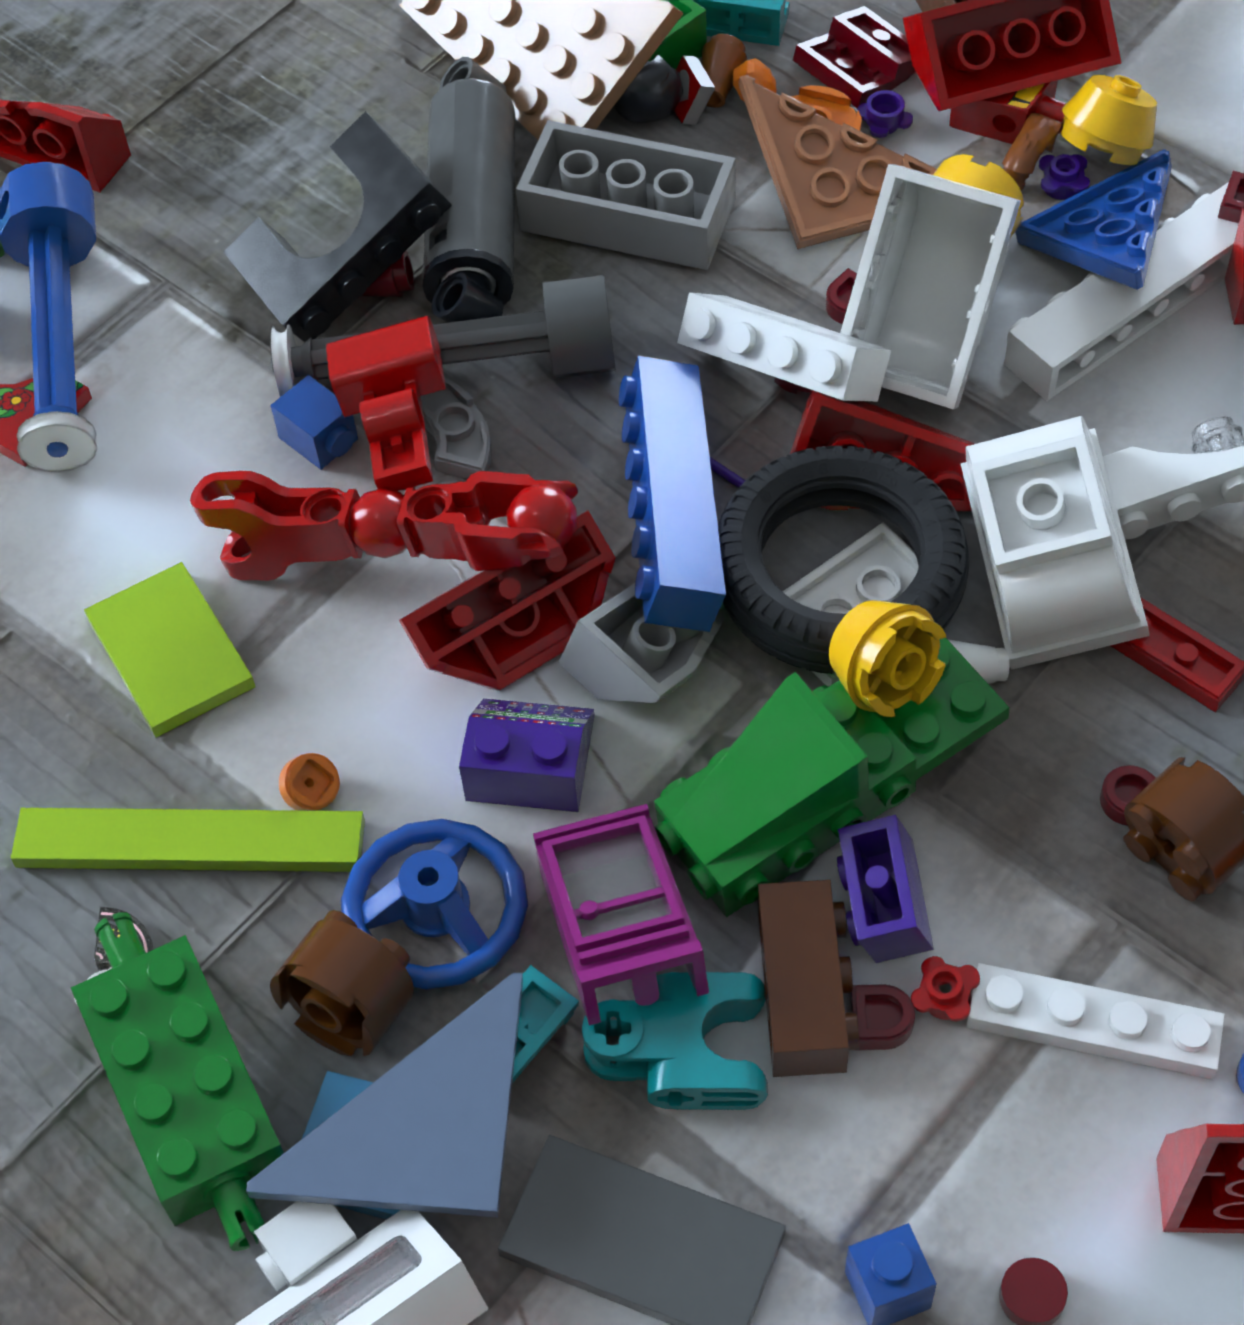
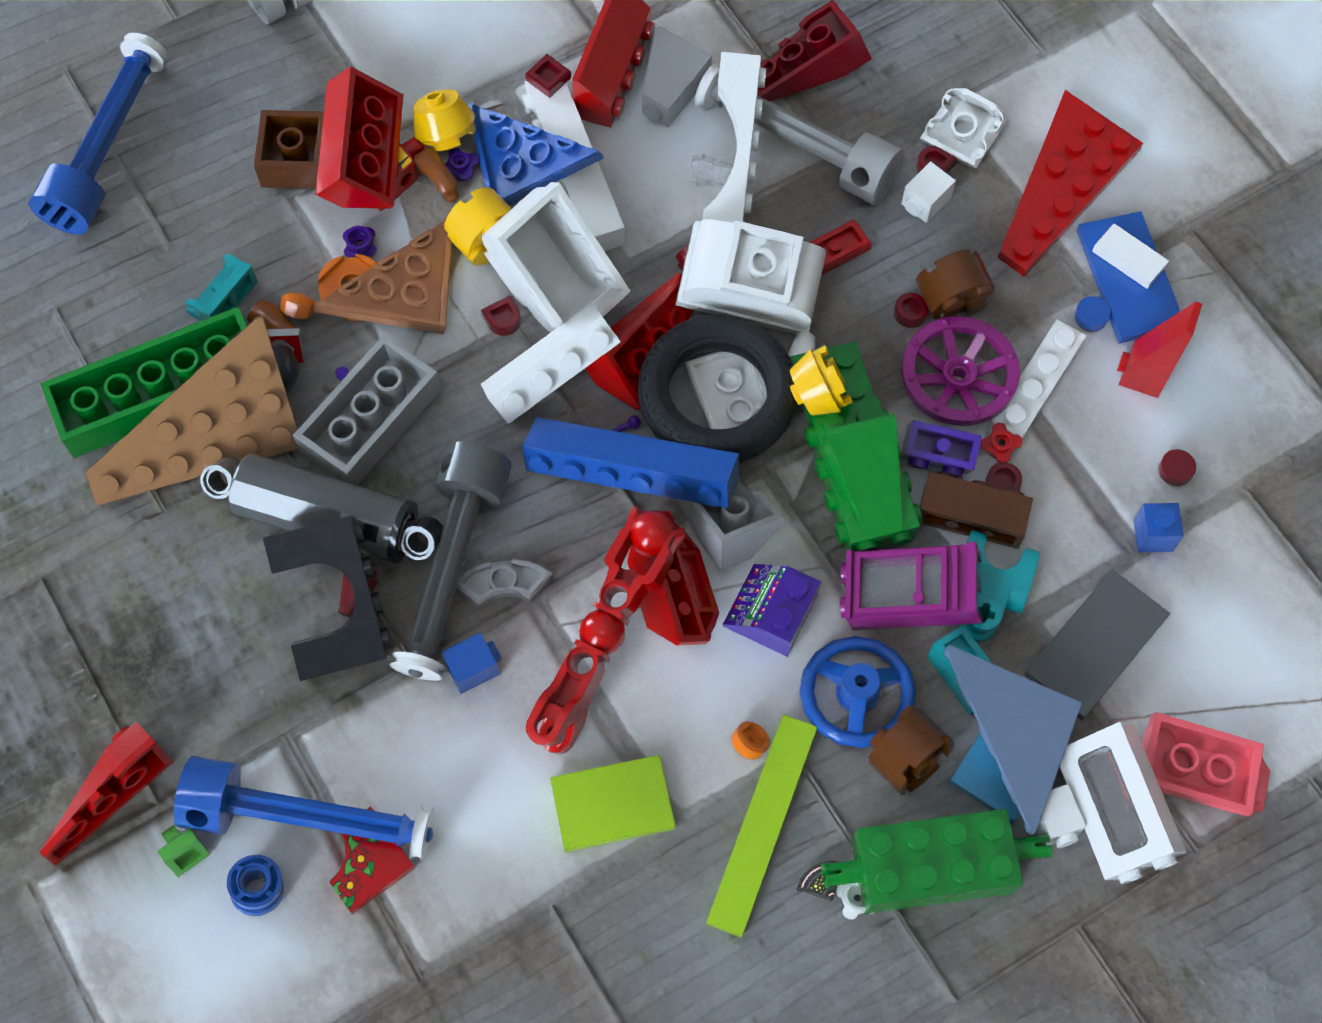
camera: 75 degrees left, 10 degrees up
(384, 381) = (478, 596): red plate -> none
(857, 55) = (299, 237): dark red slope -> none
(1042, 875) = (963, 367): none -> magenta wheel

